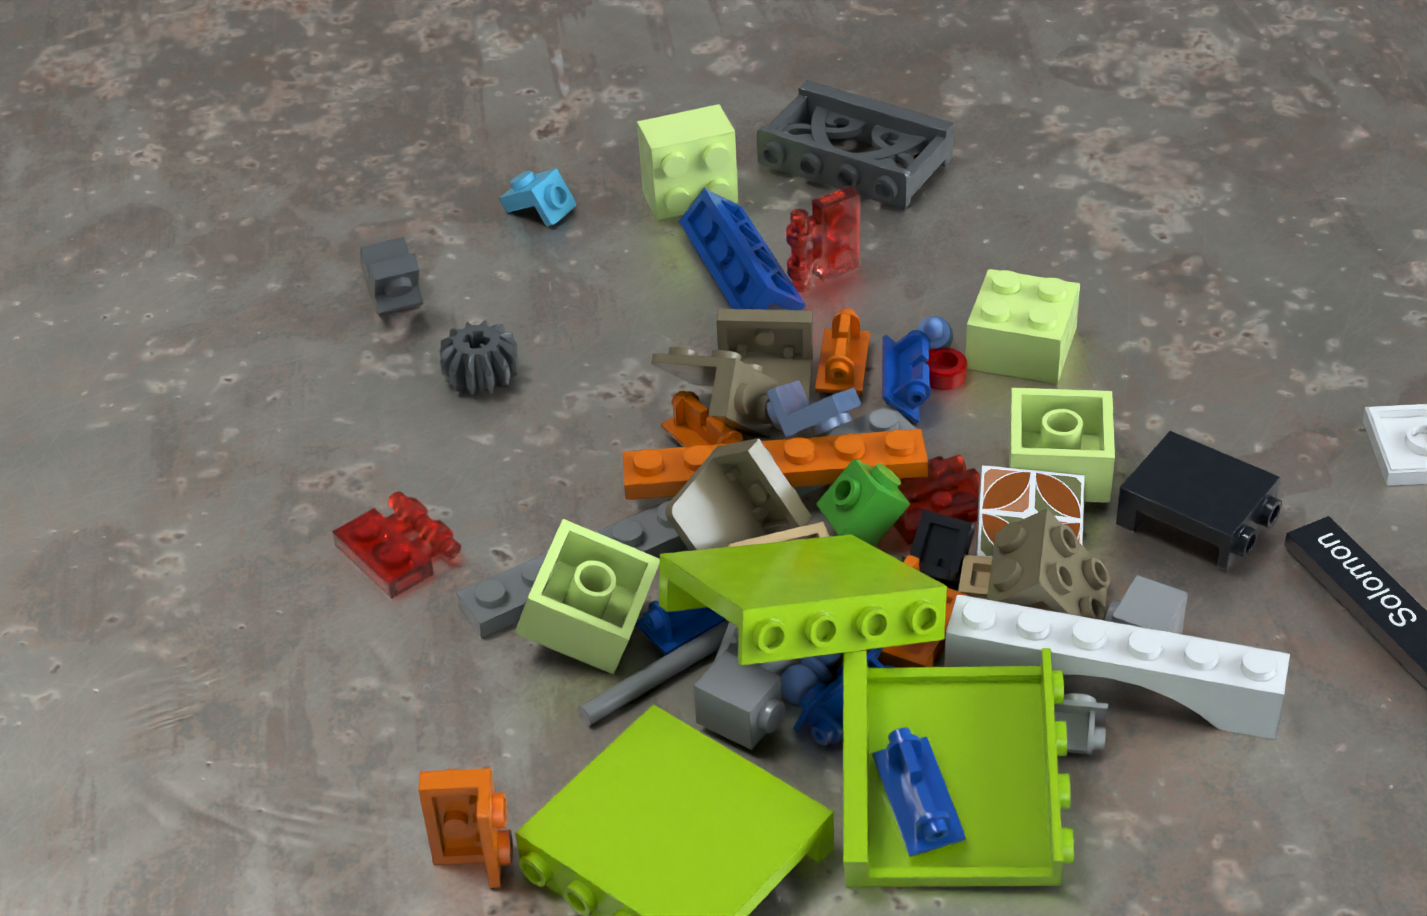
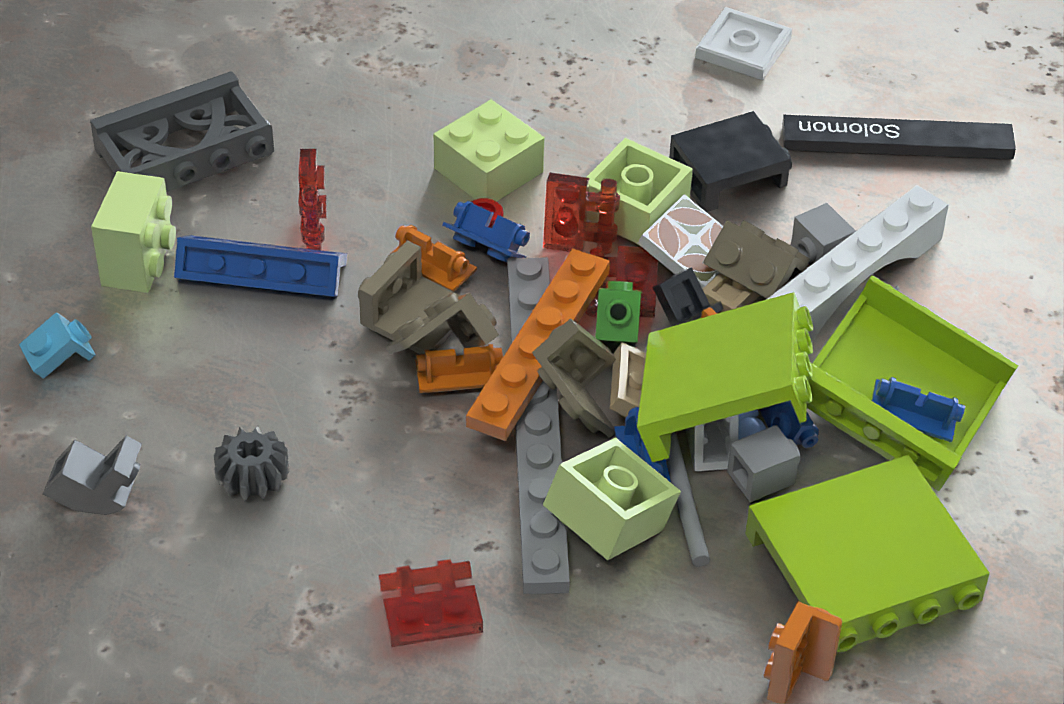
camera: 65 degrees left, 5 degrees up
(792, 412) = (512, 289): sand blue bracket -> none
(937, 331) = (447, 198): medium blue bar -> none
(976, 410) = (567, 210): none -> clear red plate

